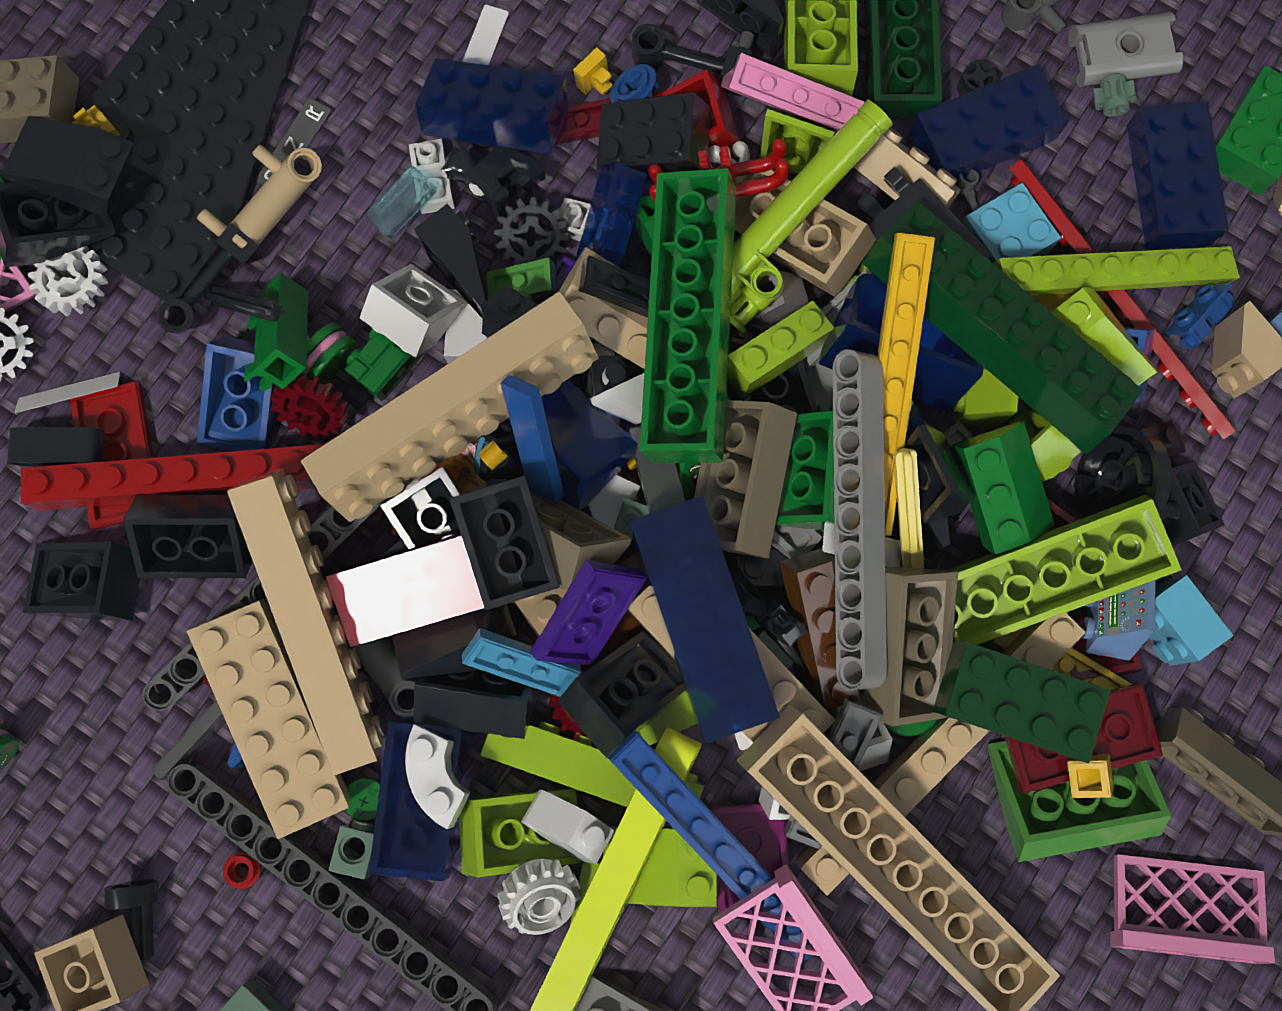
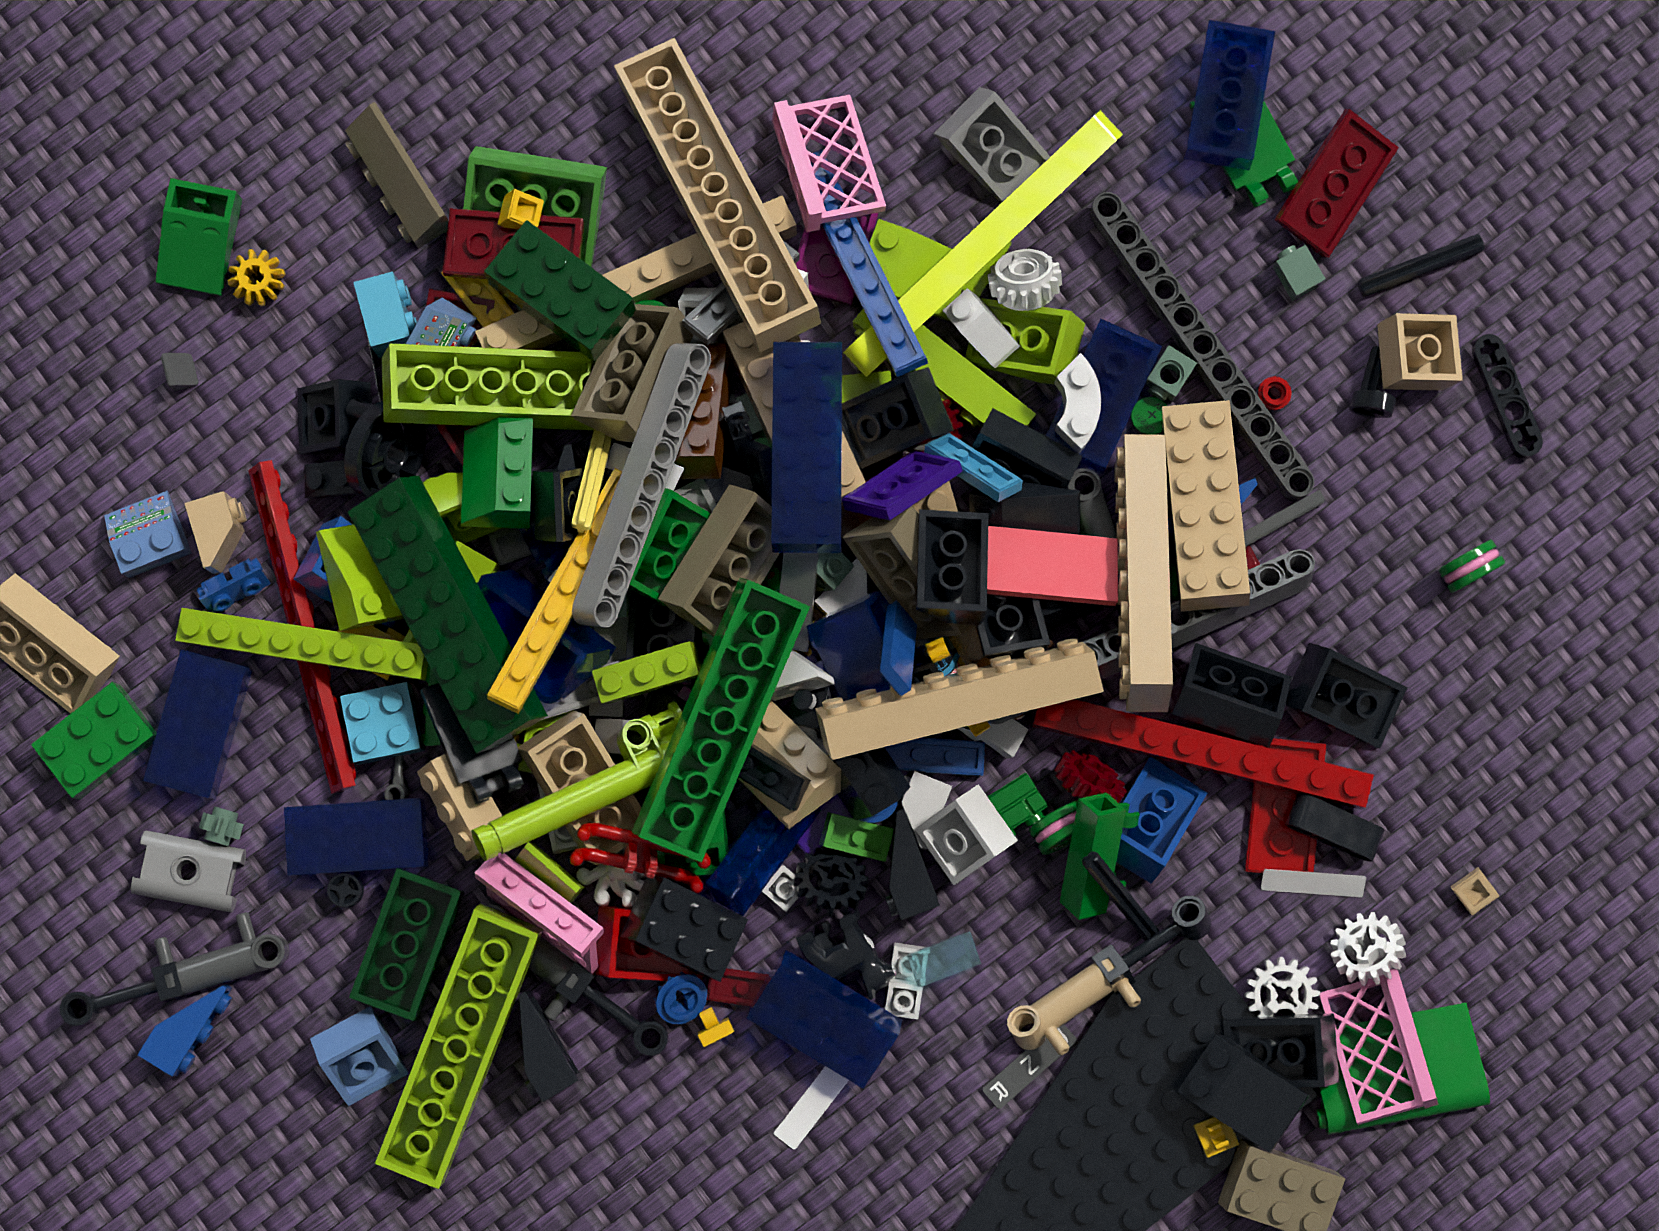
camera: 160 degrees left, 5 degrees up
(1183, 942) = (488, 52): bright pink fence -> none

